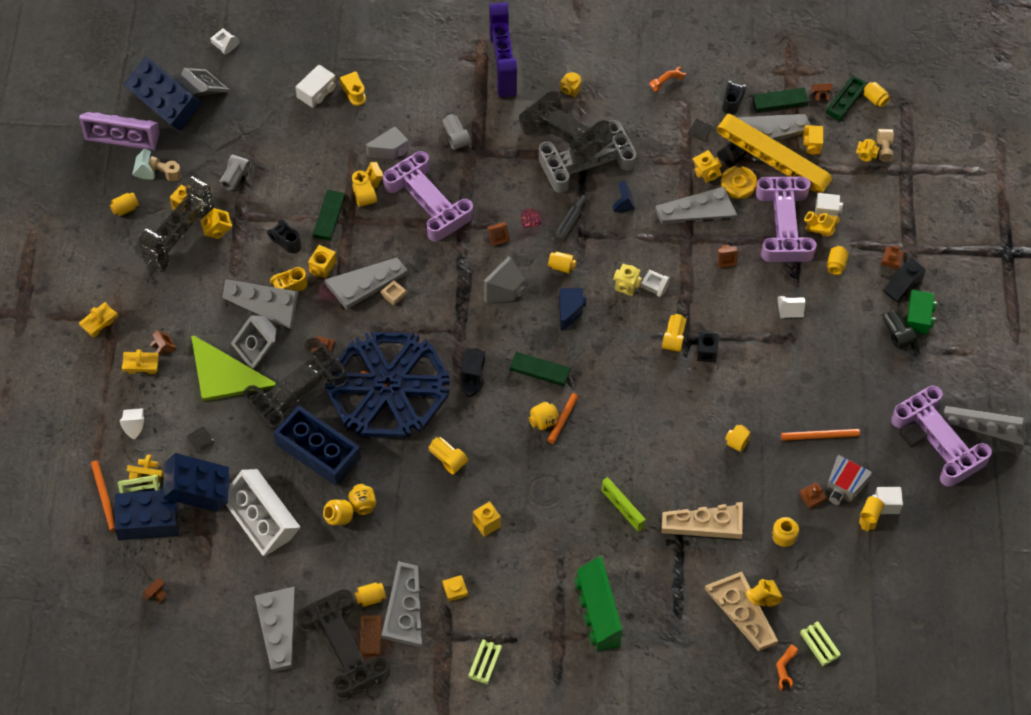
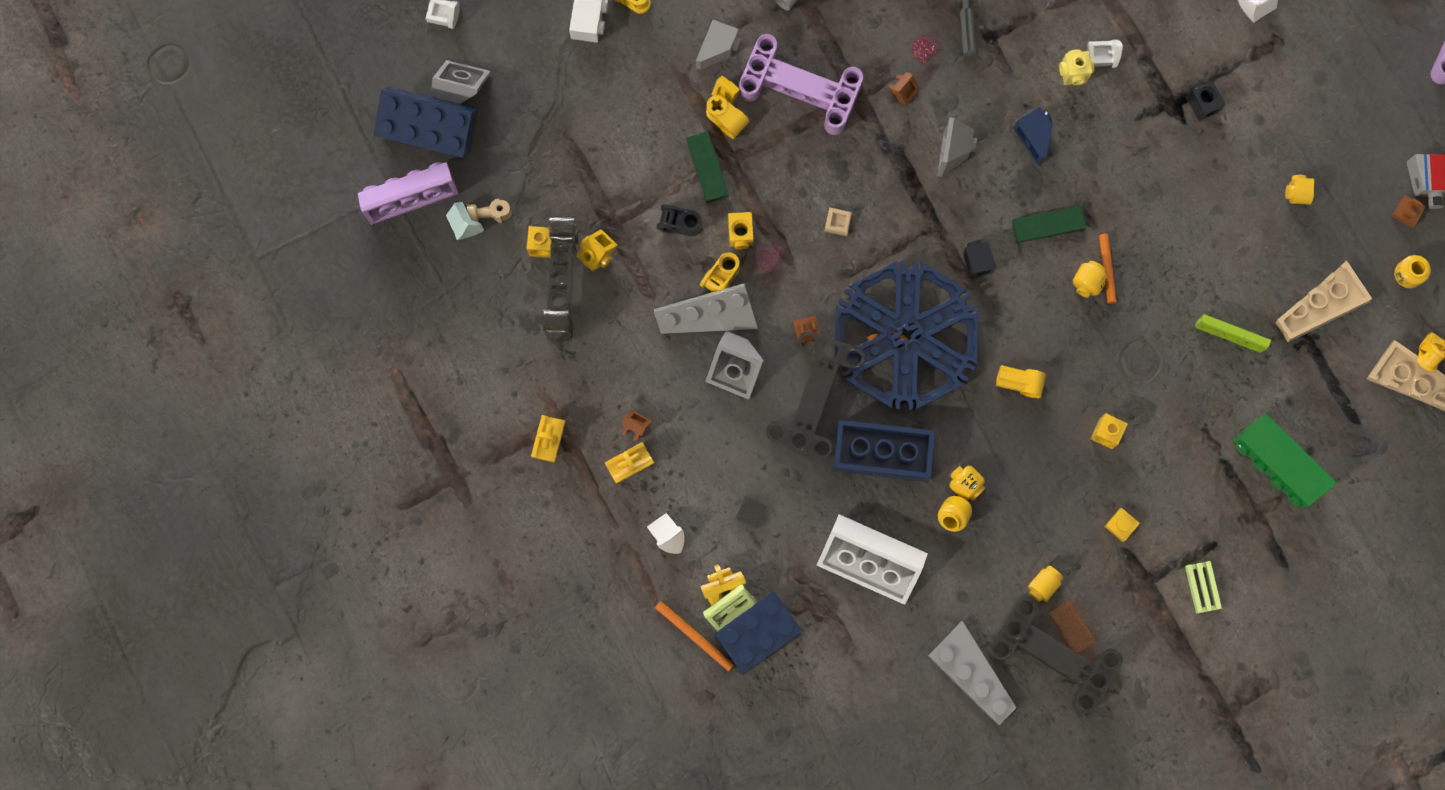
camera: 30 degrees left, 20 degrees up
(124, 204) = (476, 282): yellow brick -> none
(155, 591) = (823, 711): dark orange tile -> none
(195, 482) = (791, 571): dark blue brick -> none
(223, 375) = (723, 424): lime tile -> none
(235, 170) = (569, 169): light grey piece -> none
(364, 282) = (799, 229): light grey wing -> none
(403, 611) = (1091, 587): light grey wing -> none
(471, 380) = (989, 281): black tile -> none
(562, 262) = (994, 85): yellow brick -> none
(674, 336) = (1163, 111): yellow piece -> none
(820, 434) = (1374, 137): orange bar -> none

